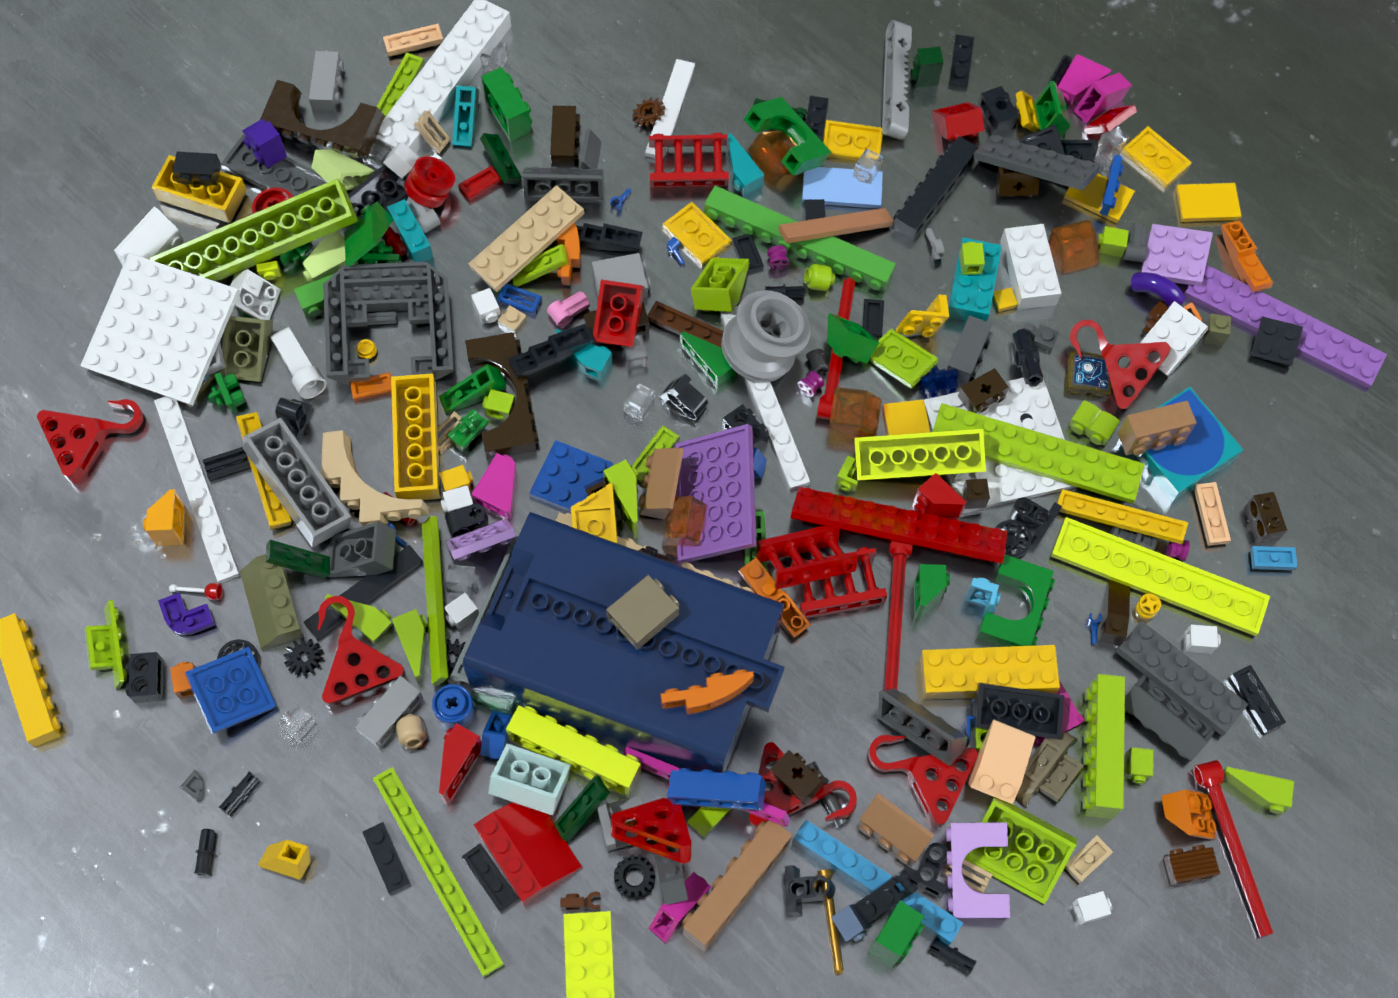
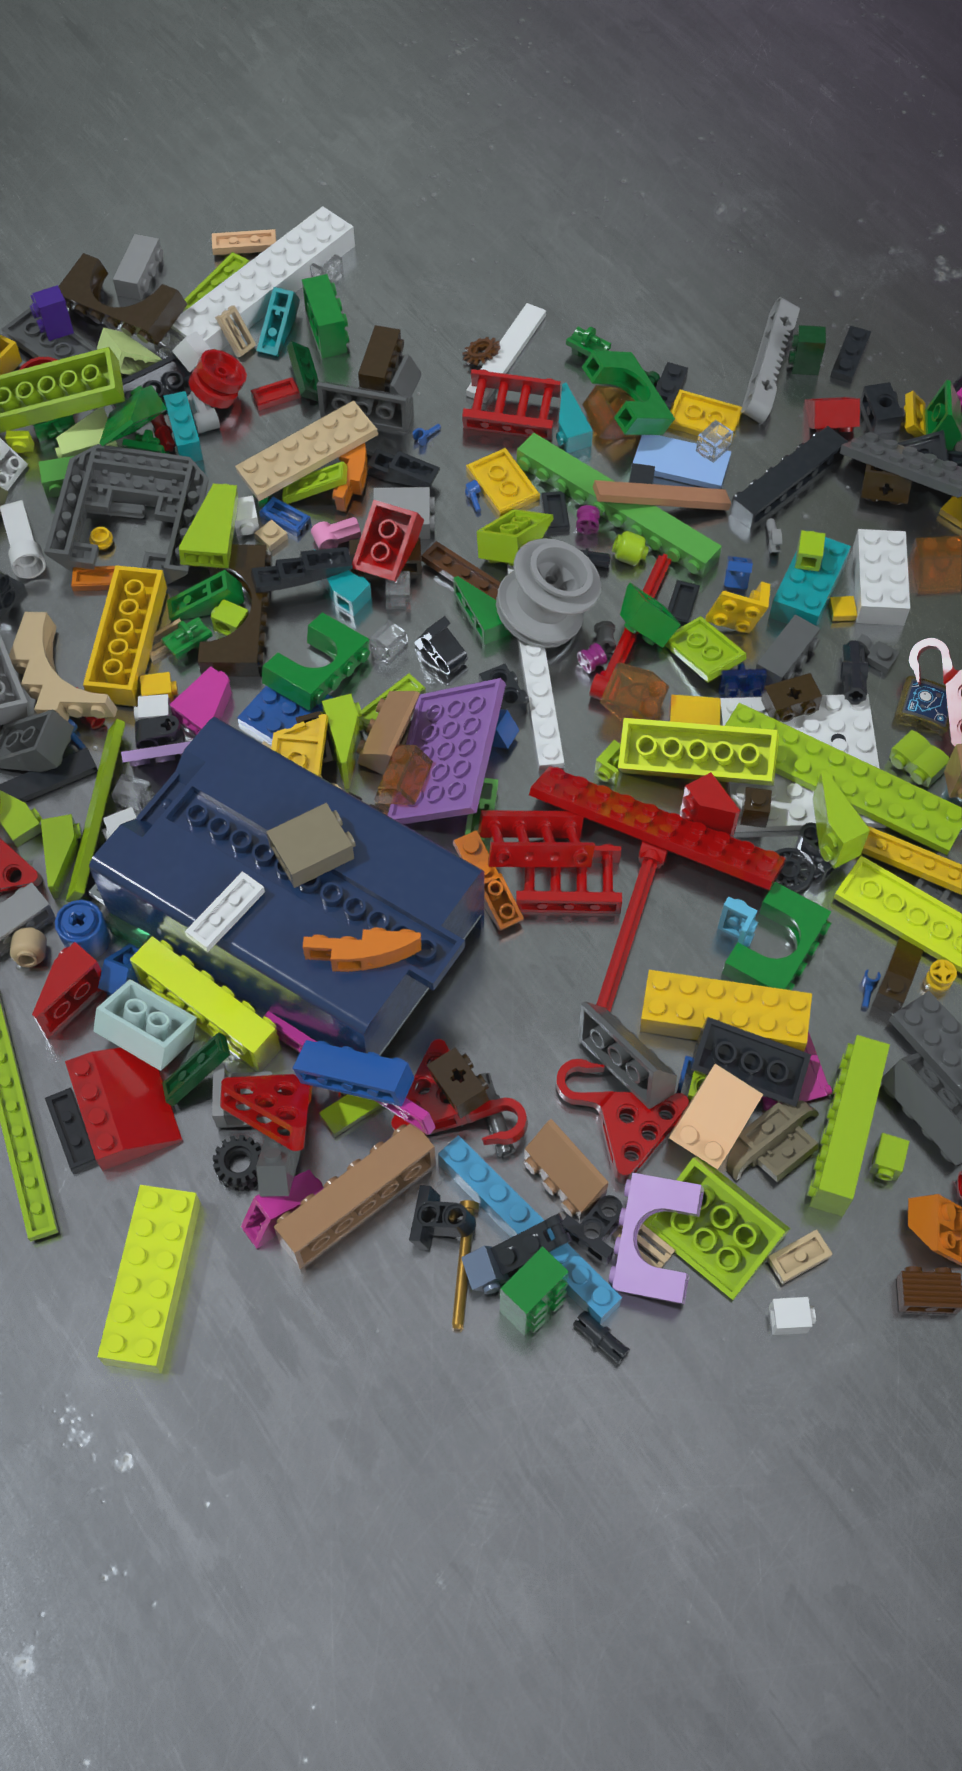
camera: 15 degrees right, 5 degrees down
(466, 332) = (212, 530): none -> lime slope
(575, 903) = (160, 1177): reddish brown plate -> none
(586, 454) = (311, 685): none -> green arch
(588, 683) = (225, 911): none -> white plate
(740, 91) = (586, 341): none -> green hips
(912, 281) = (738, 572): none -> blue slope
(929, 587) = (677, 902): green slope -> none
(1044, 497) = (838, 824): none -> lime slope

